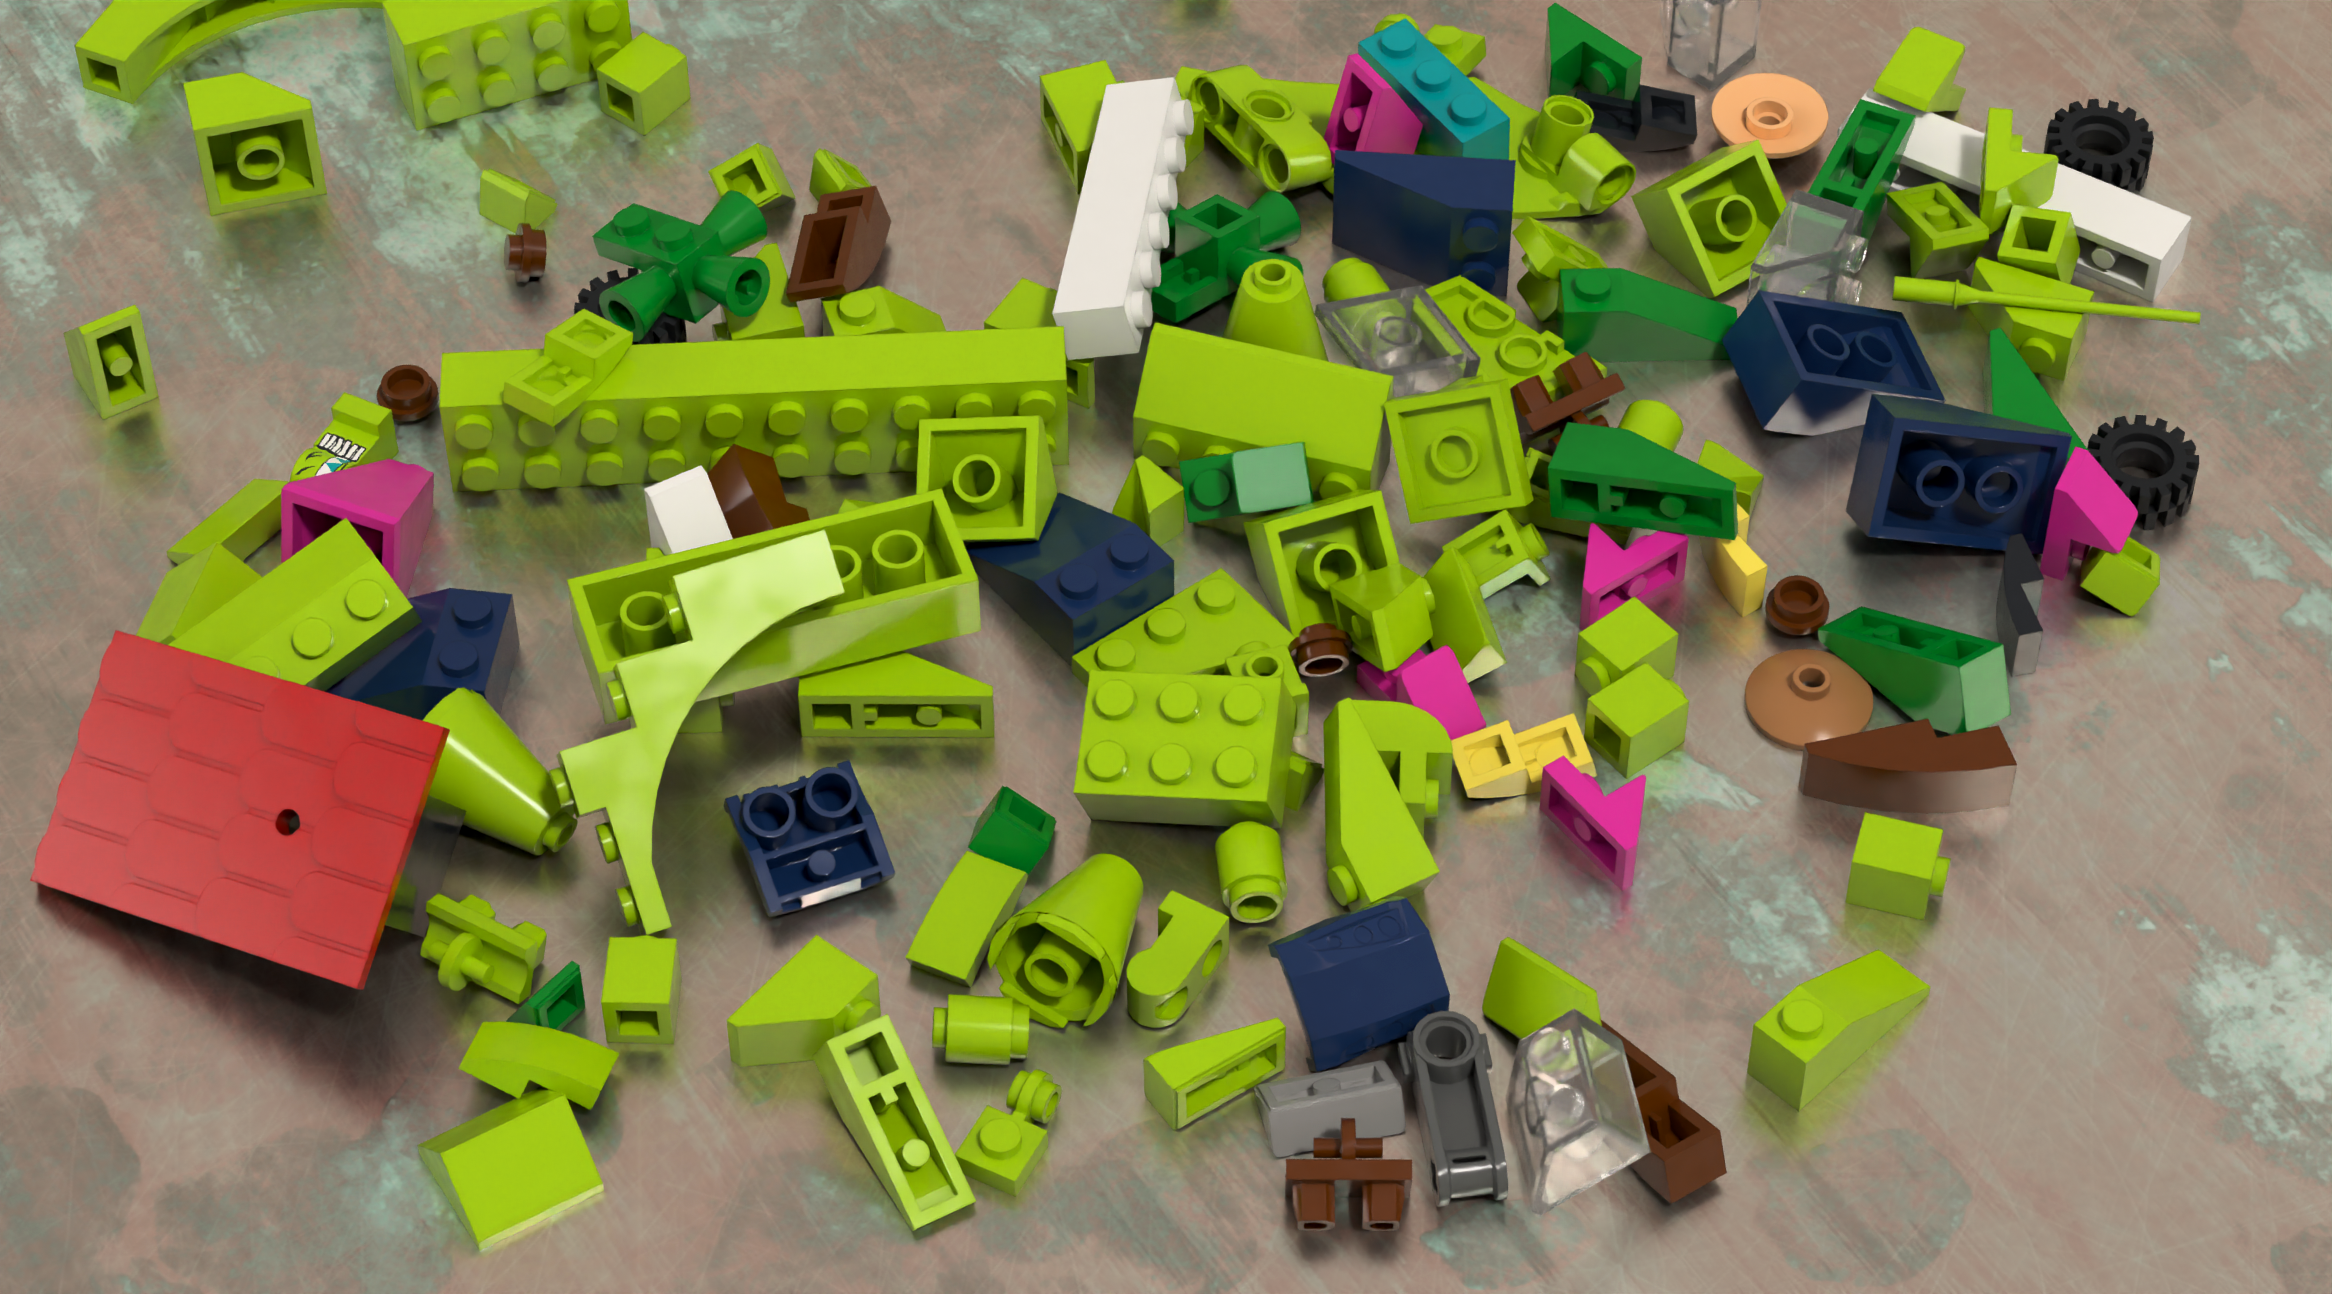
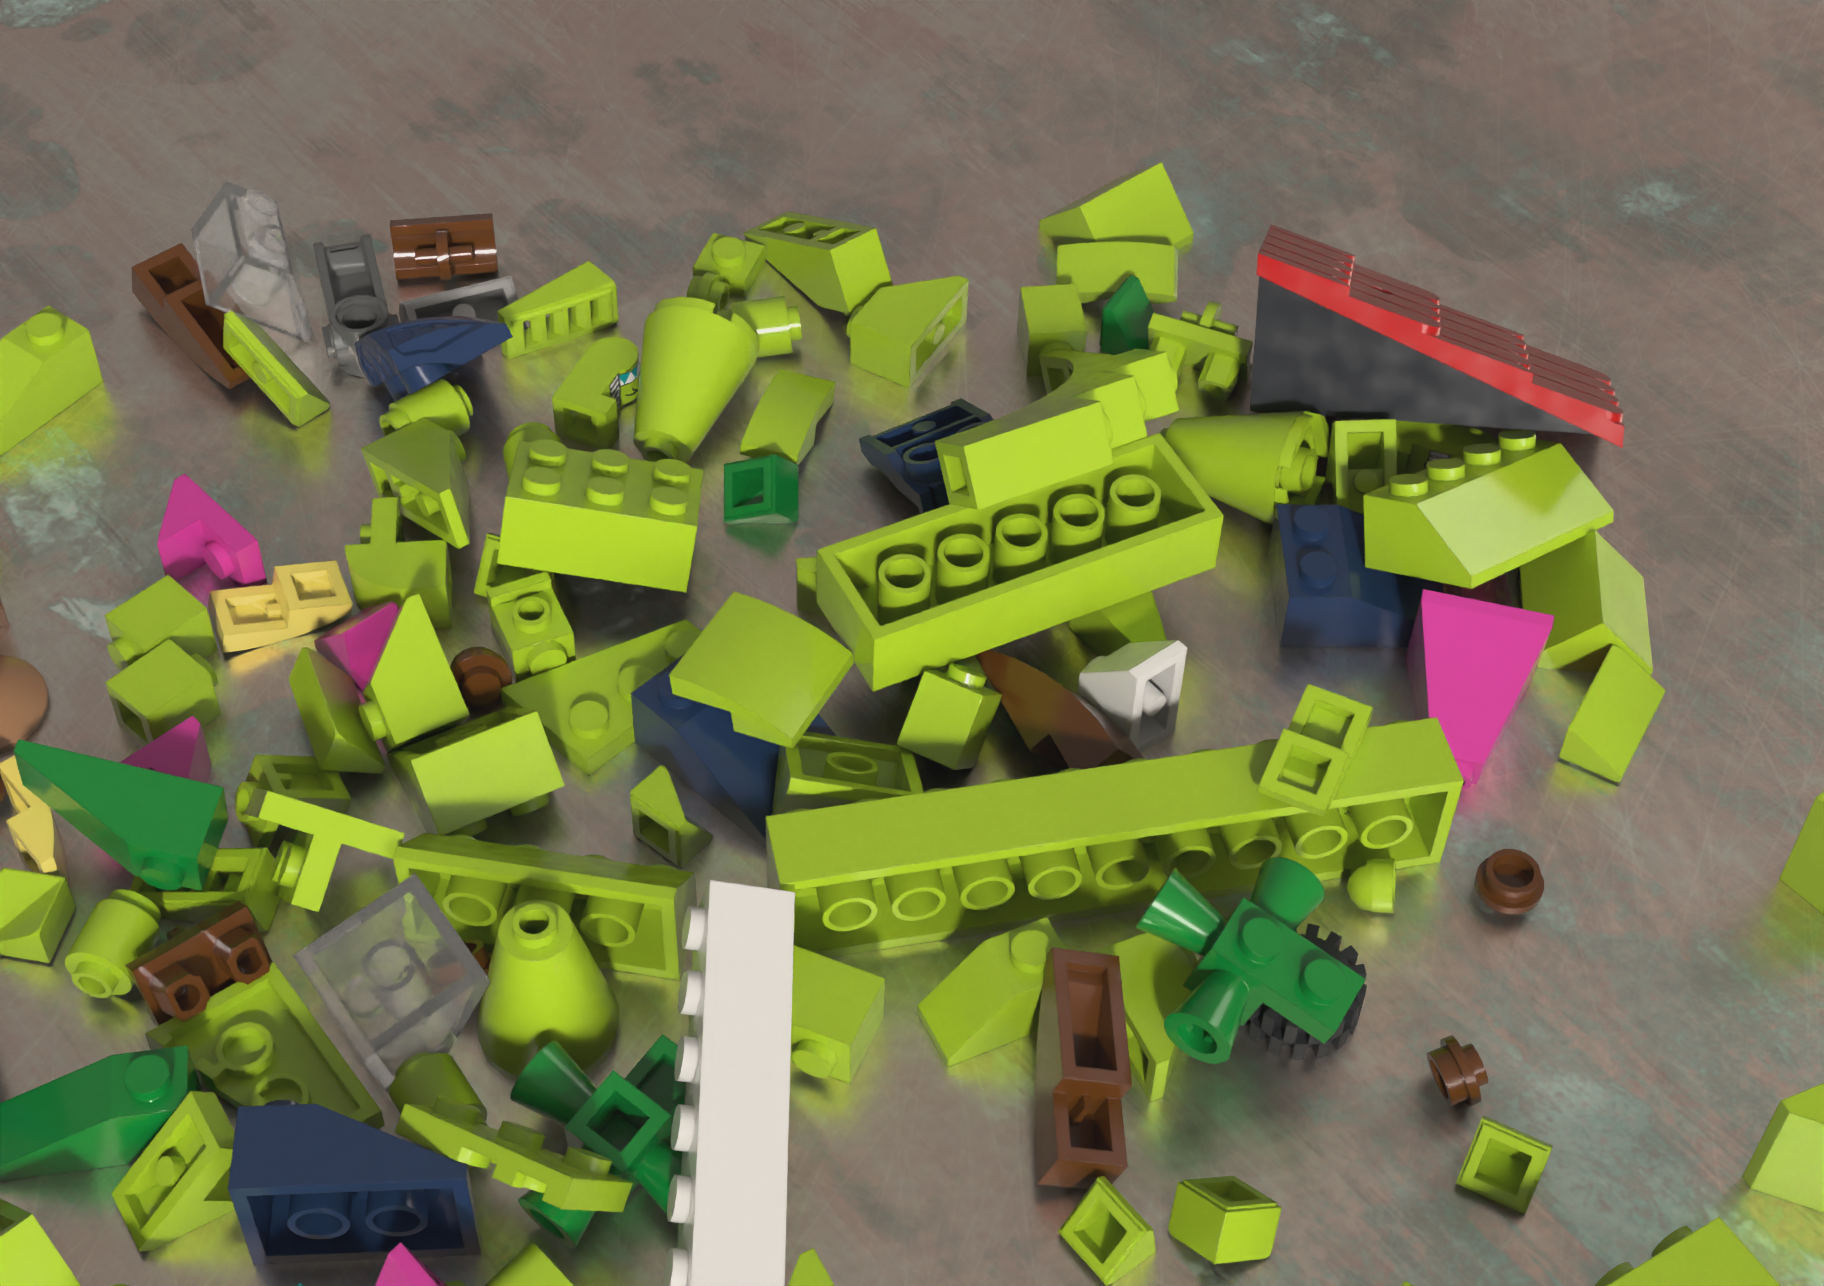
camera: 170 degrees right, 0 degrees up
(355, 437) = (1537, 788): lime leg -> none
(1050, 544) = (762, 669): none -> lime slope
(1246, 482) = (545, 820): slope -> none
(1296, 182) = (568, 1181): none -> lime wing

